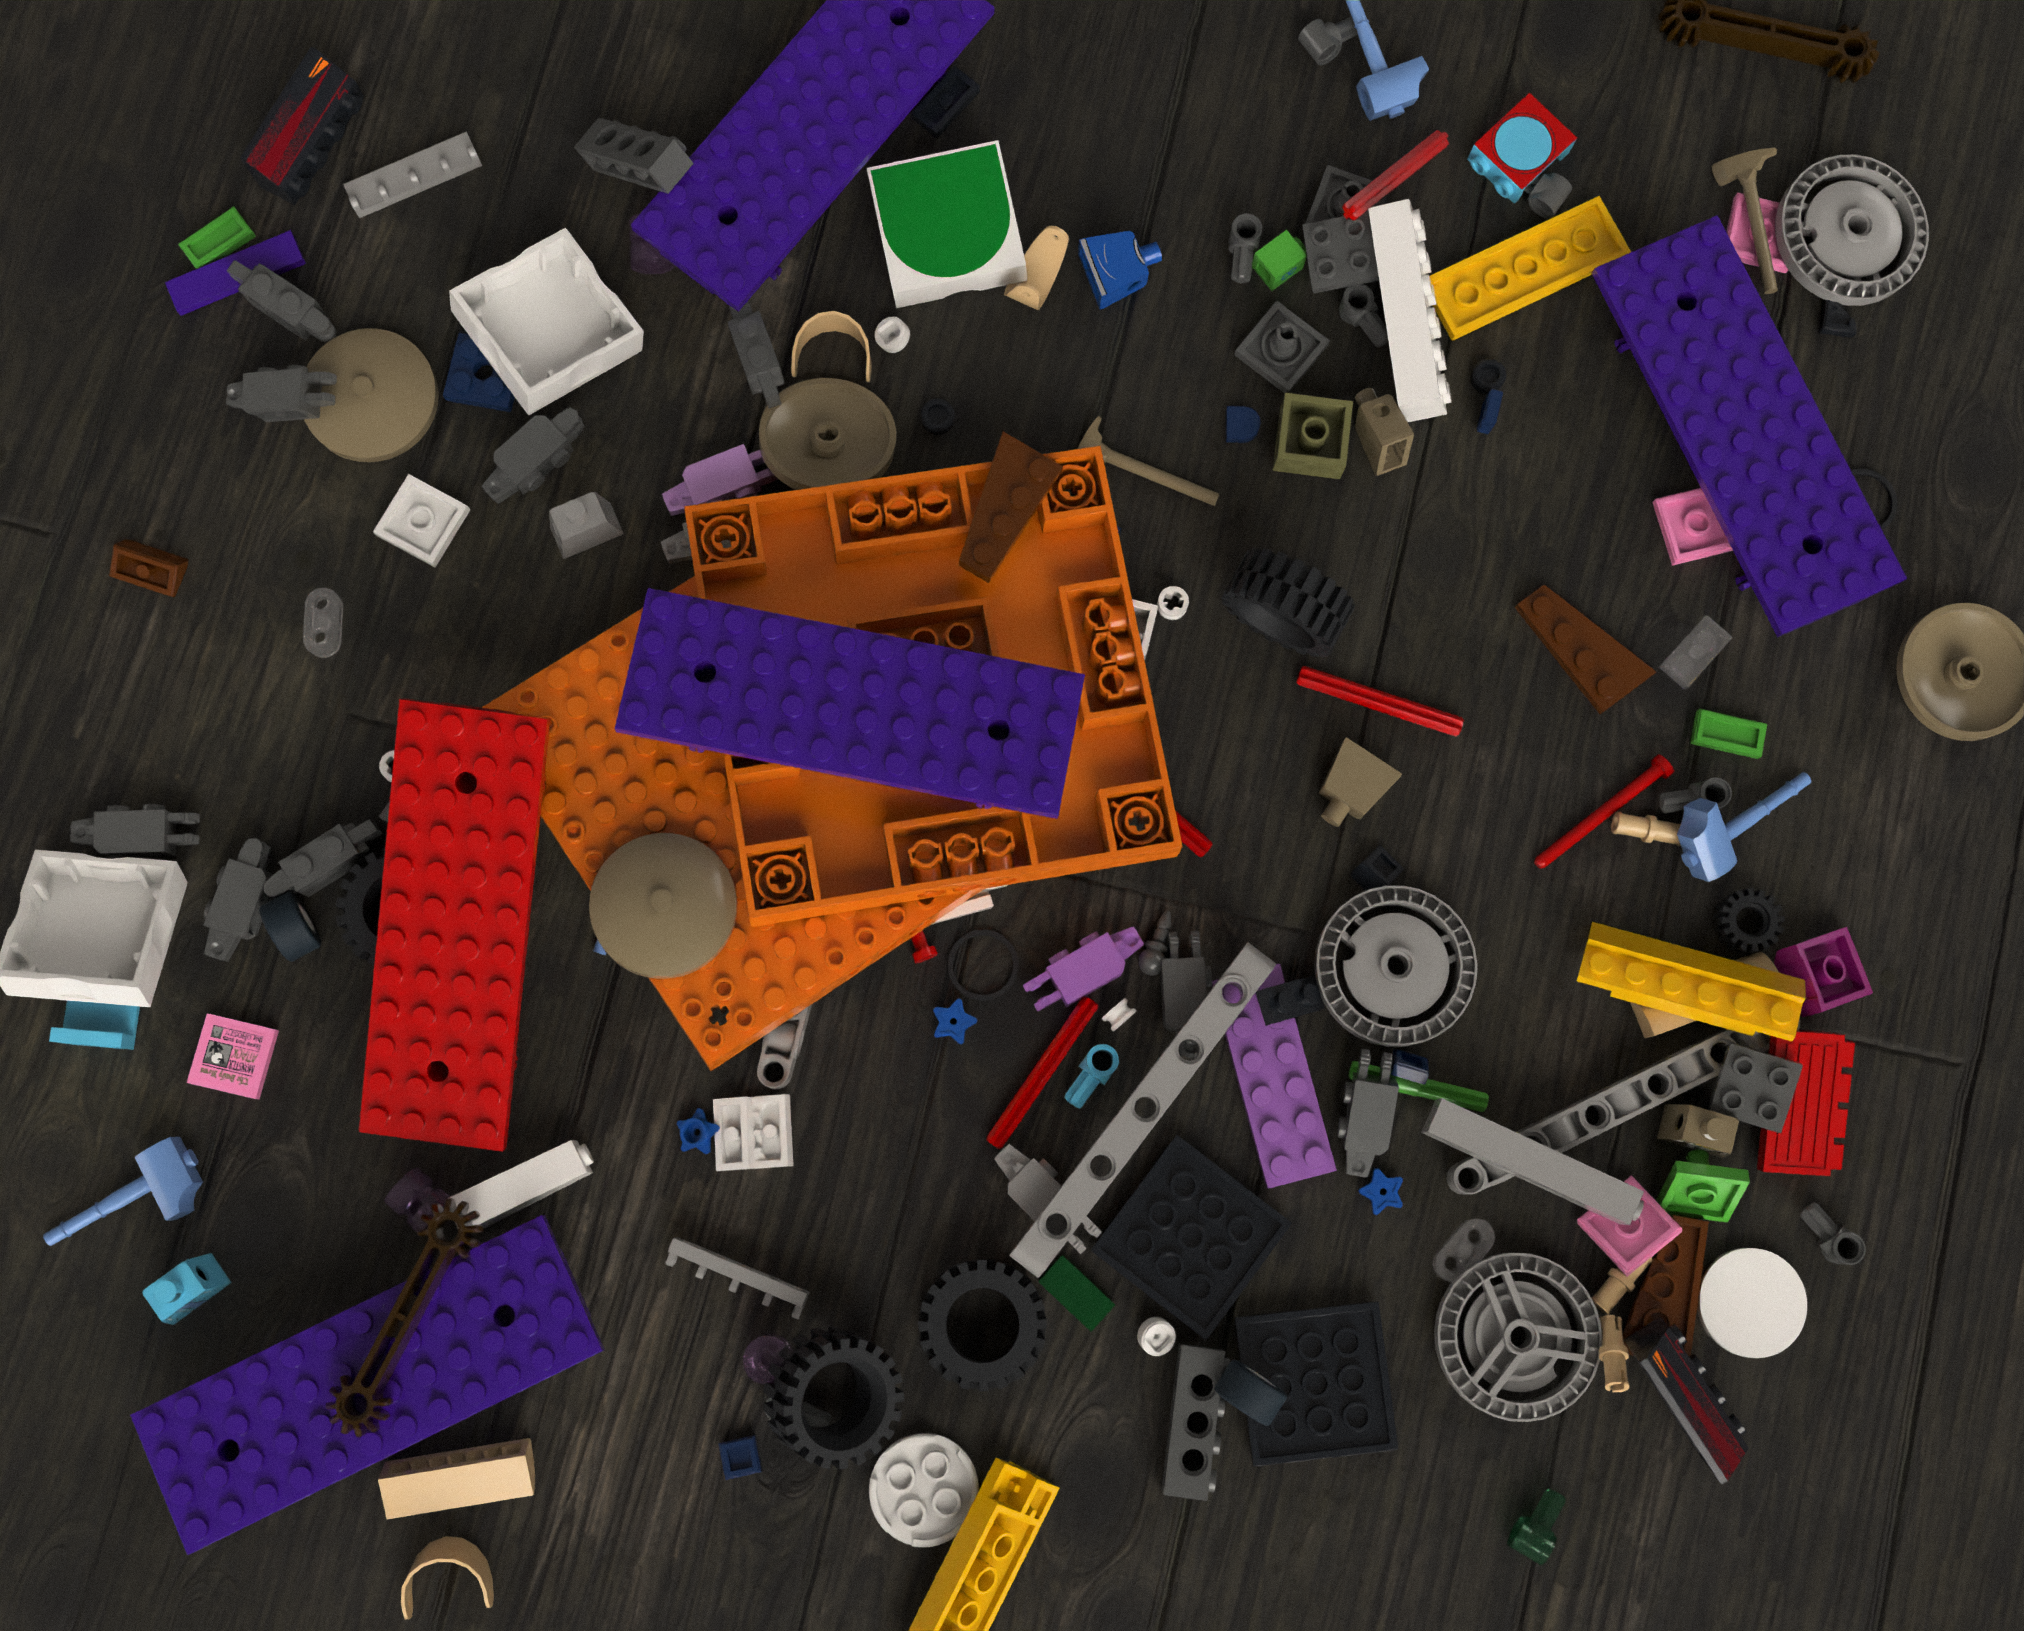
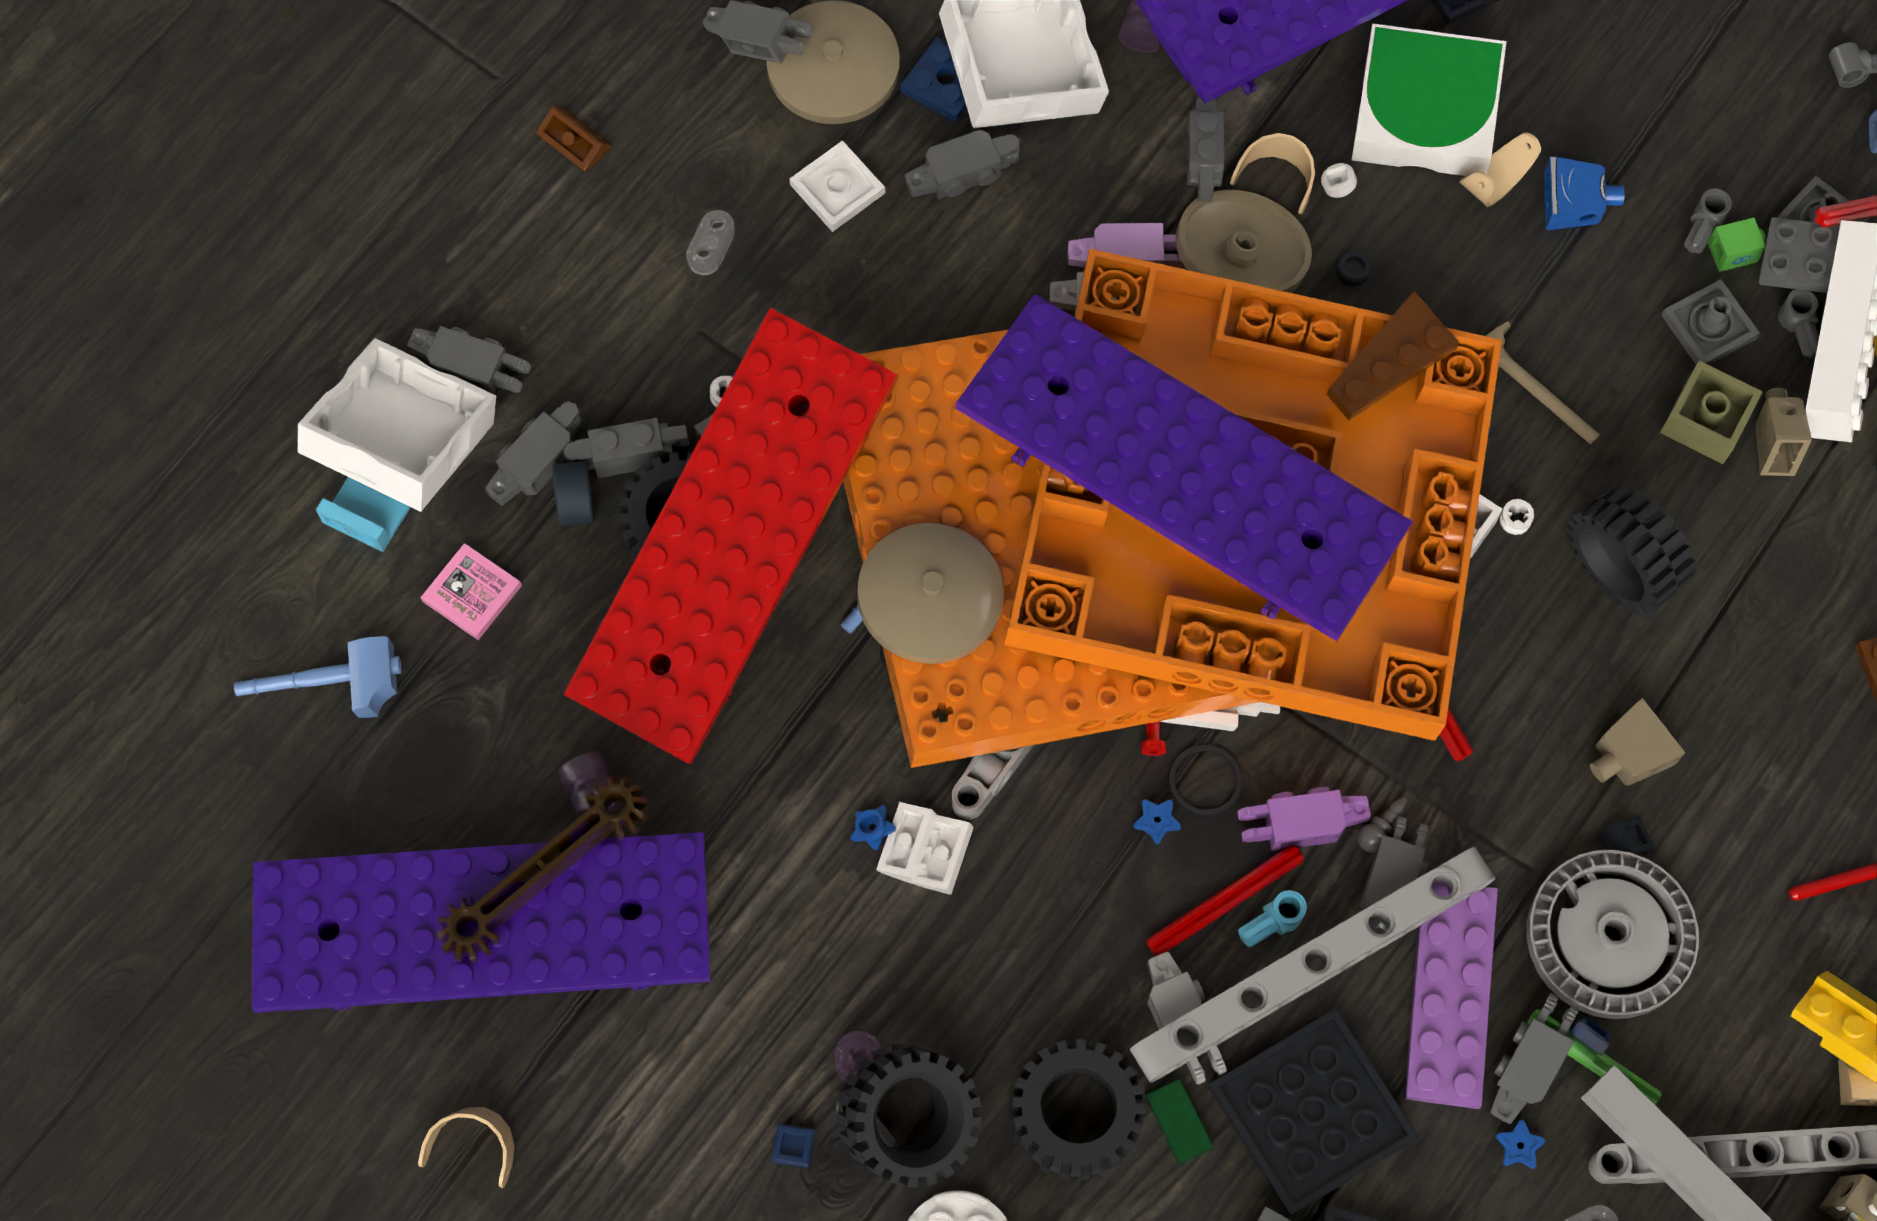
camera: 25 degrees right, 10 degrees down
(184, 1290) = (342, 778): medium azure torso -> none
(457, 1478) = (520, 1055): tan brick -> none
(527, 1182) = (698, 807): white slope -> none
(583, 524) = (984, 240): light grey torso -> none
(739, 1273) = (861, 971): light grey hinge -> none
(1119, 1014) = (1321, 874): white bush -> none
(1156, 1336) = (1242, 1193): white tile -> none
(1241, 424) = (1645, 379): dark blue tile -> none
(1289, 1000) = (1495, 923): black plate -> none
(1380, 701) = (1688, 682): red axle -> none

